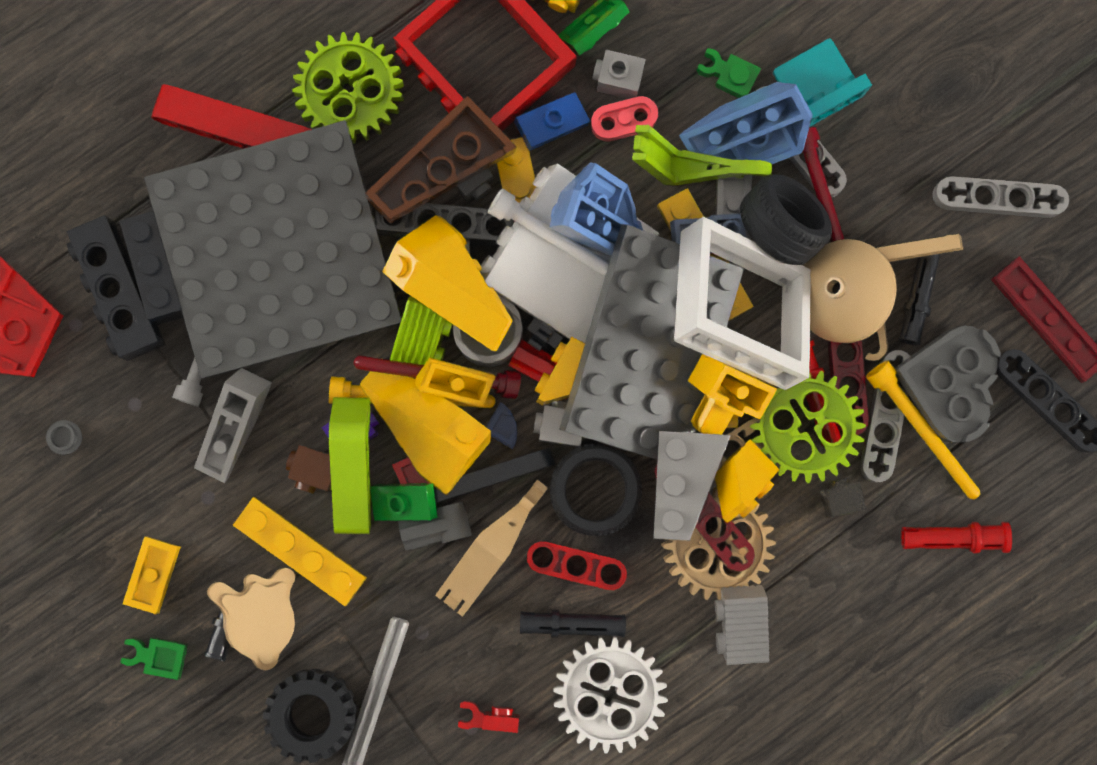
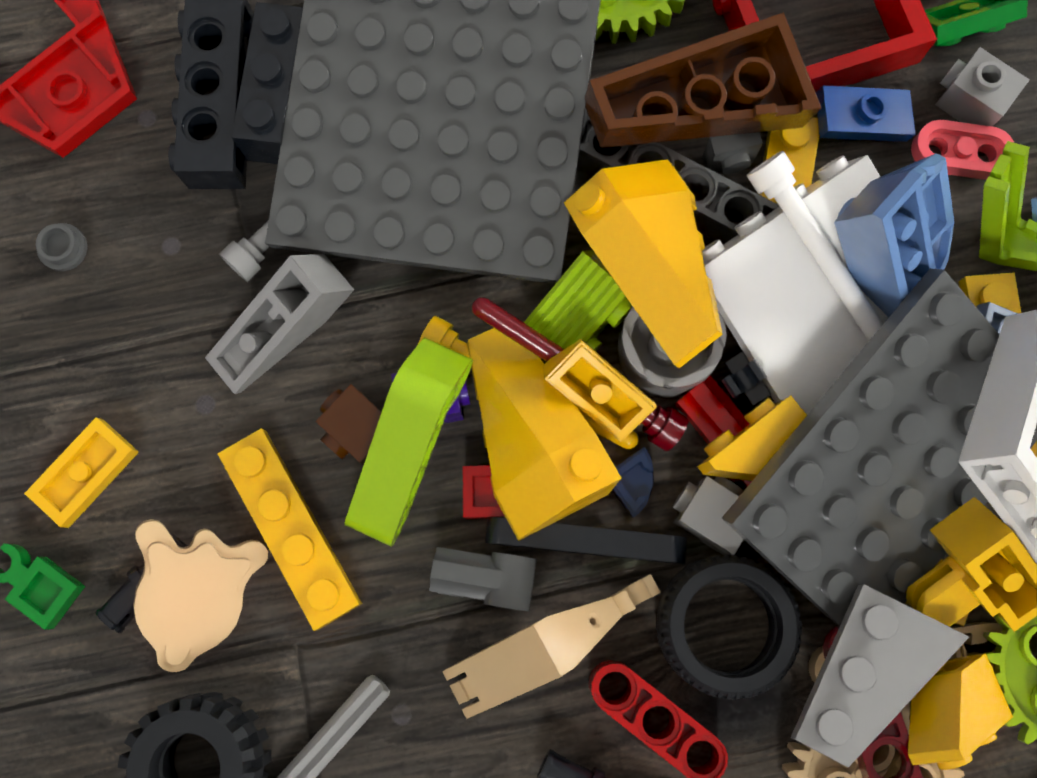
camera: 30 degrees right, 5 degrees down
(403, 502) = (457, 524): green plate -> none

